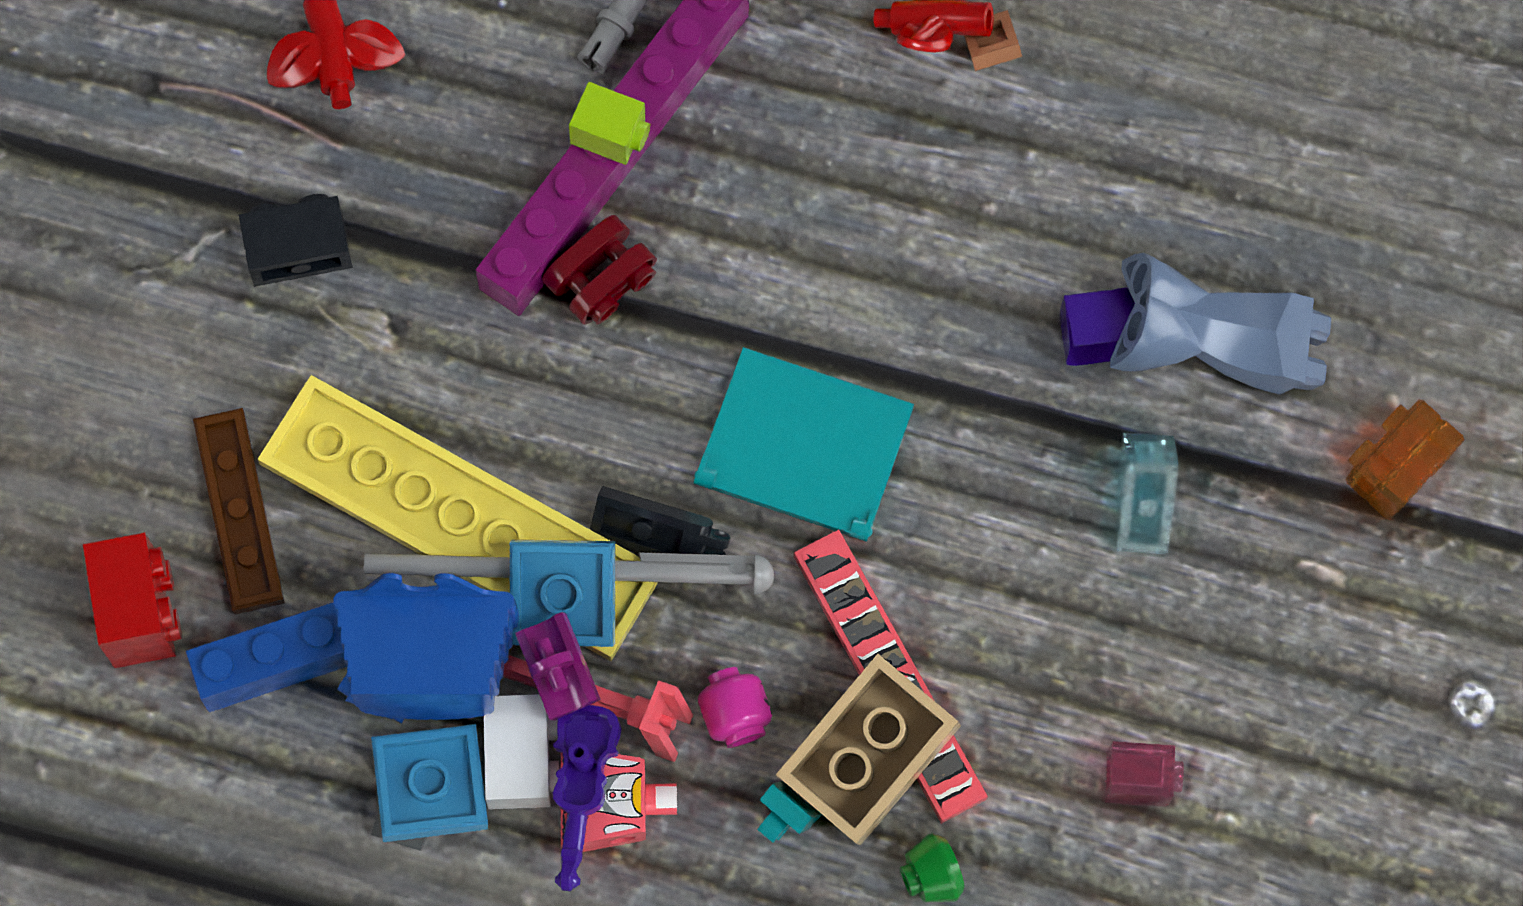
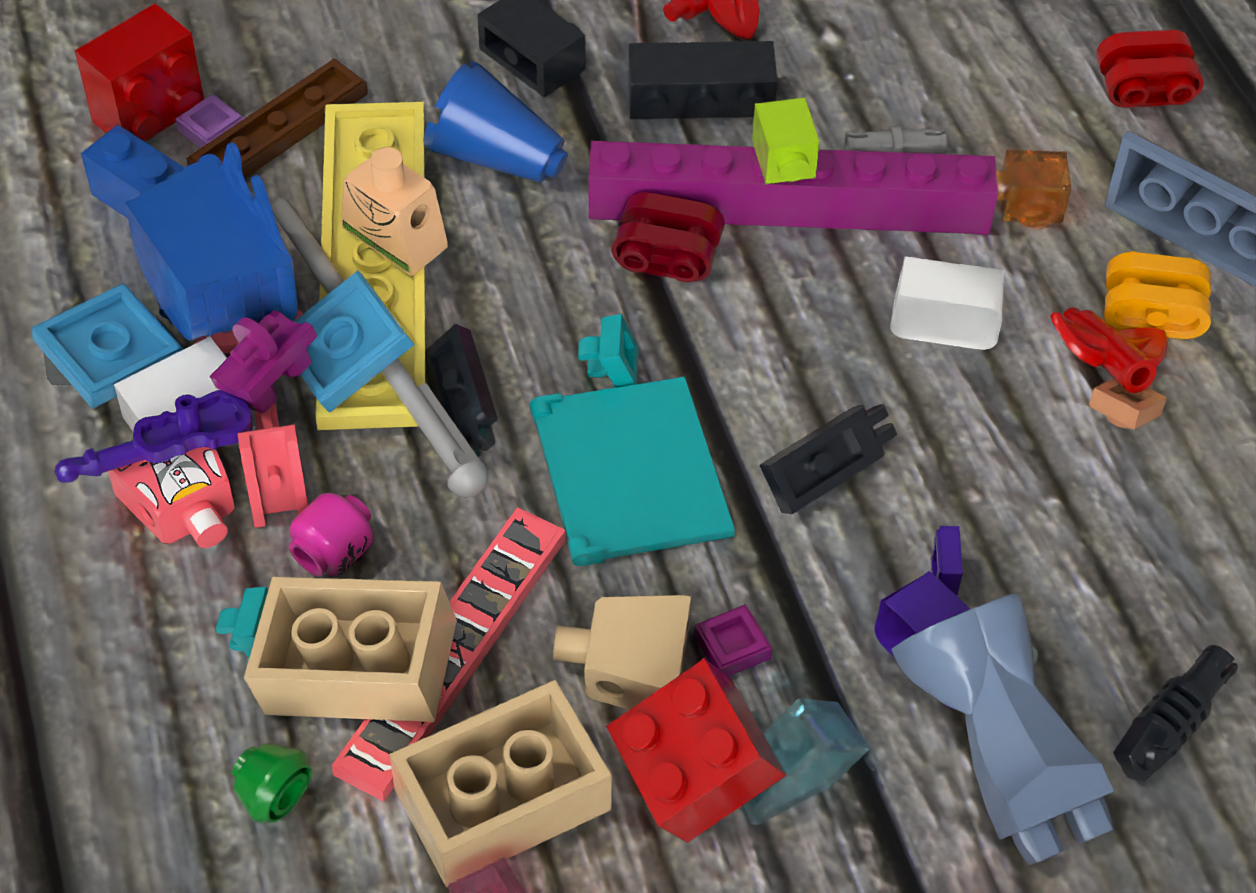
camera: 60 degrees right, 20 degrees down
(197, 567) = (207, 120): none -> medium lavender tile
(390, 337) = (493, 128): none -> blue cone
(441, 130) = (700, 79): none -> black brick
(453, 477) = (393, 211): none -> light nougat torso
(693, 389) = (612, 353): none -> teal tile
(813, 102) = (948, 303): none -> white piece
(899, 292) = (827, 457): none -> black hinge
(985, 548) = (631, 647): none -> tan torso
(1011, 469) = (733, 641): none -> magenta tile
(1045, 708) = (501, 782): none -> tan brick
(1051, 275) = (947, 557): none -> dark purple tile
(1109, 558) = (695, 751): none -> red brick
(1267, 209) = (1173, 714): none -> black hinge

